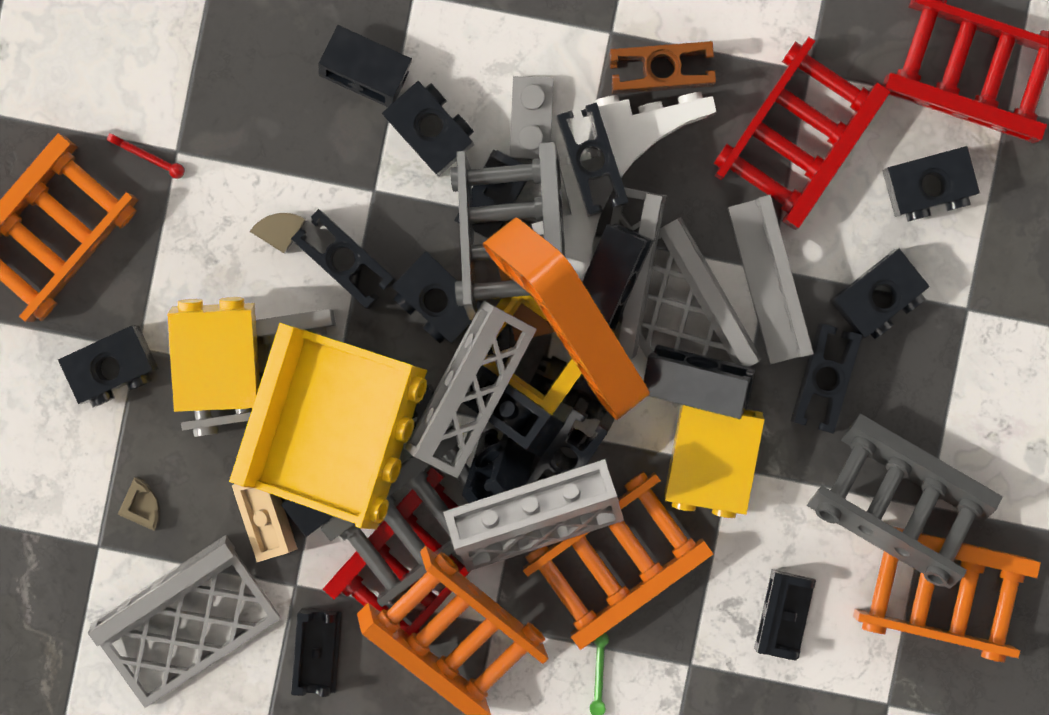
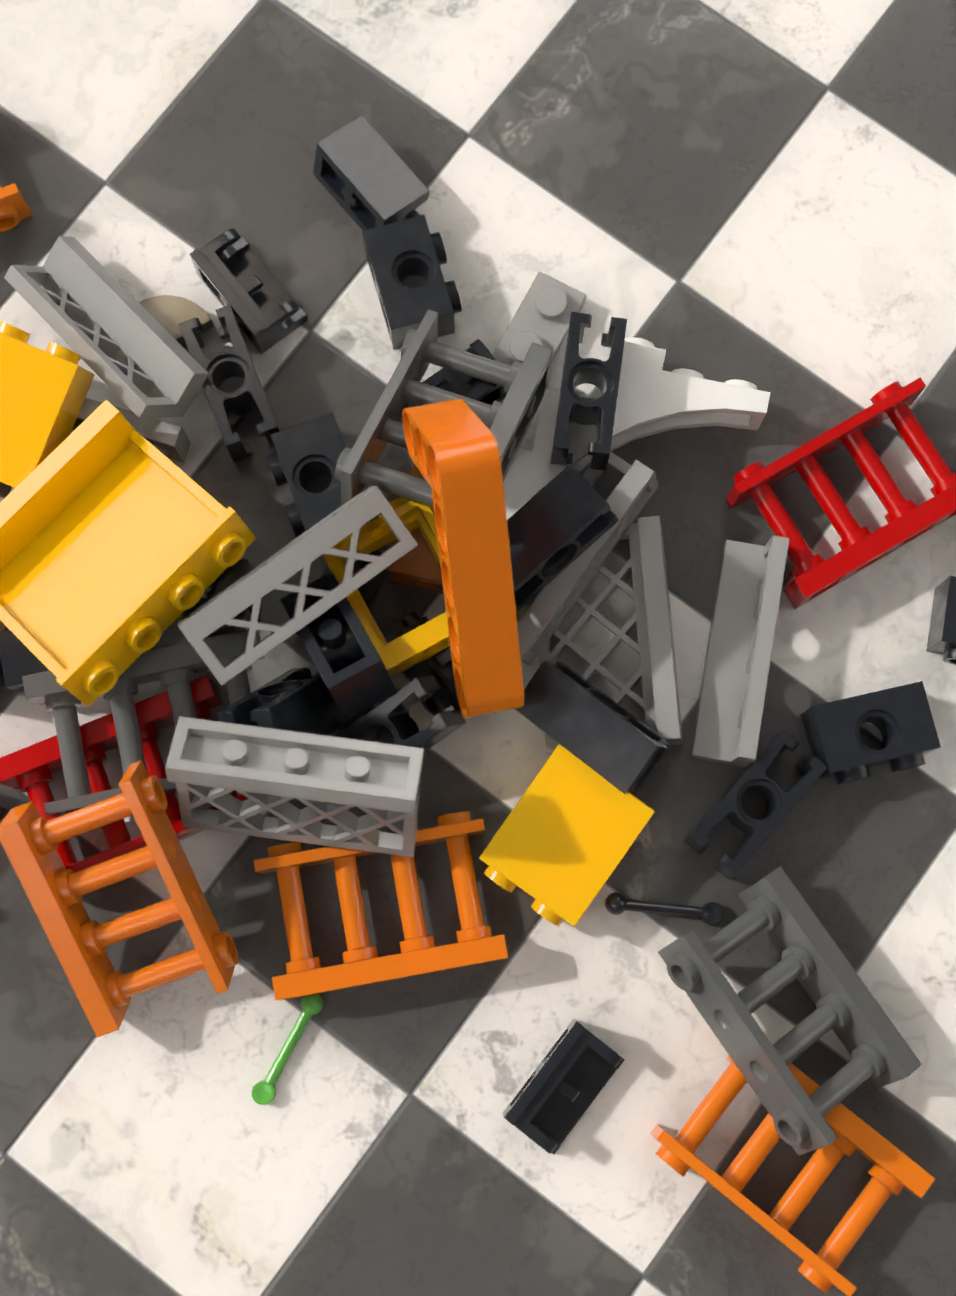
camera: 30 degrees right, 10 degrees down
(175, 170) = (91, 199): red hinge -> none
(248, 261) = (110, 331): none -> light grey fence
(320, 185) = (246, 284): none -> black hinge
(673, 53) = (720, 317): dark orange piece -> none
(828, 460) = (710, 913): none -> black hinge

